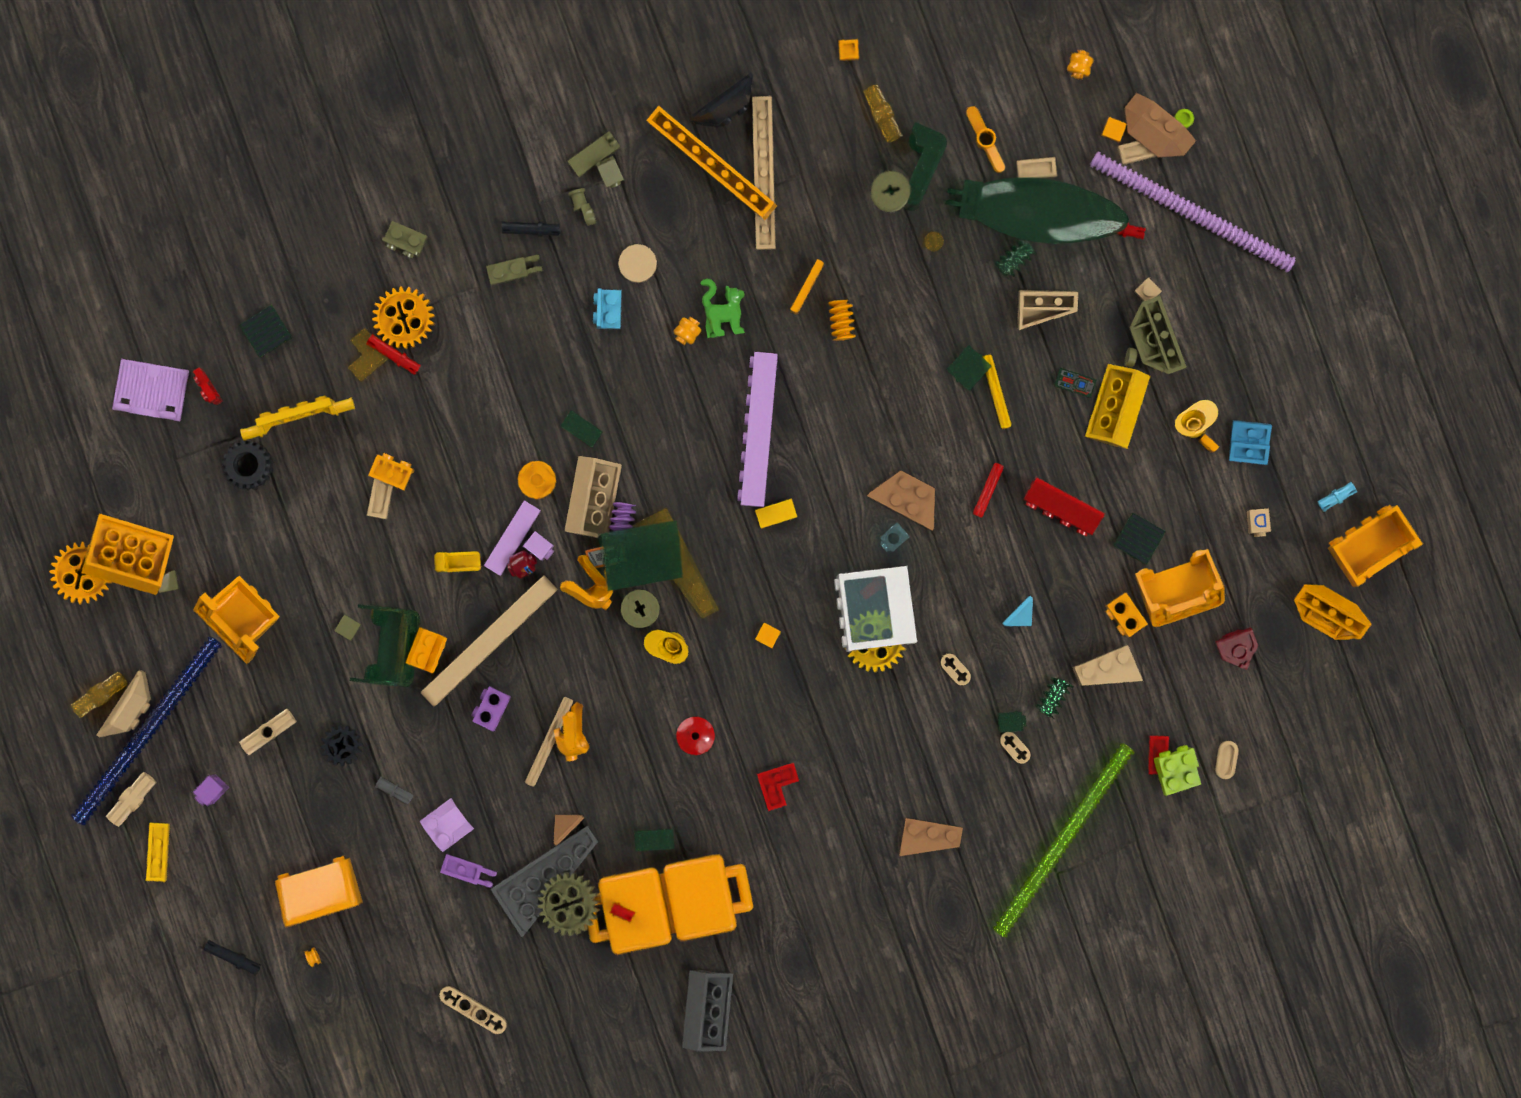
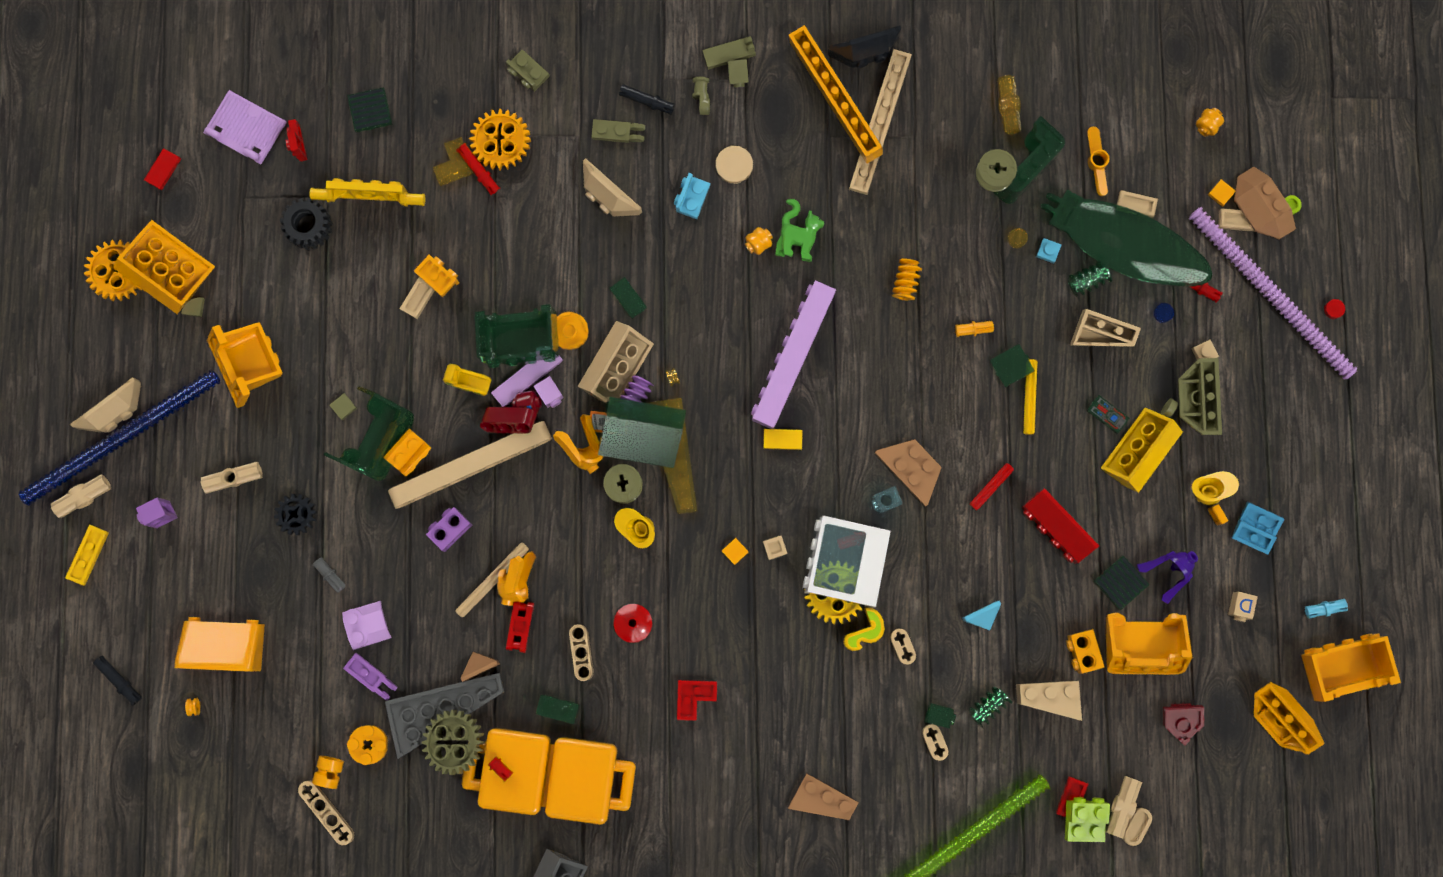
camera: 20 degrees right, 5 degrees down
(86, 459) = (162, 169): none -> red tile
(99, 694) = (89, 388): clear yellow piece -> none
(461, 972) = (330, 765): none -> light orange wheel
(491, 505) = (517, 337): none -> clear green windscreen
(491, 945) = (367, 733): none -> light orange plate
(510, 586) = (508, 420): none -> dark red beam
(525, 335) = (606, 193): none -> tan wedge
(591, 776) = (520, 626): none -> red plate
(651, 490) = (672, 377): none -> clear yellow bush
(657, 770) = (587, 660): none -> tan beam
(804, 618) = (775, 547): none -> tan plate
(807, 287) = (884, 239): light orange tile -> none
(848, 50) = (997, 38): light orange tile -> none
(919, 670) = (867, 635): none -> animal
(921, 344) = (974, 328): none -> light orange axle
(967, 243) = (1048, 250): none -> medium azure plate
(1096, 266) = (1163, 312): none -> clear blue tile
(1188, 500) = (1181, 562): none -> dark purple piece
(1208, 746) = (1123, 807): none -> tan piece
(1257, 206) = (1334, 309): none -> red tile

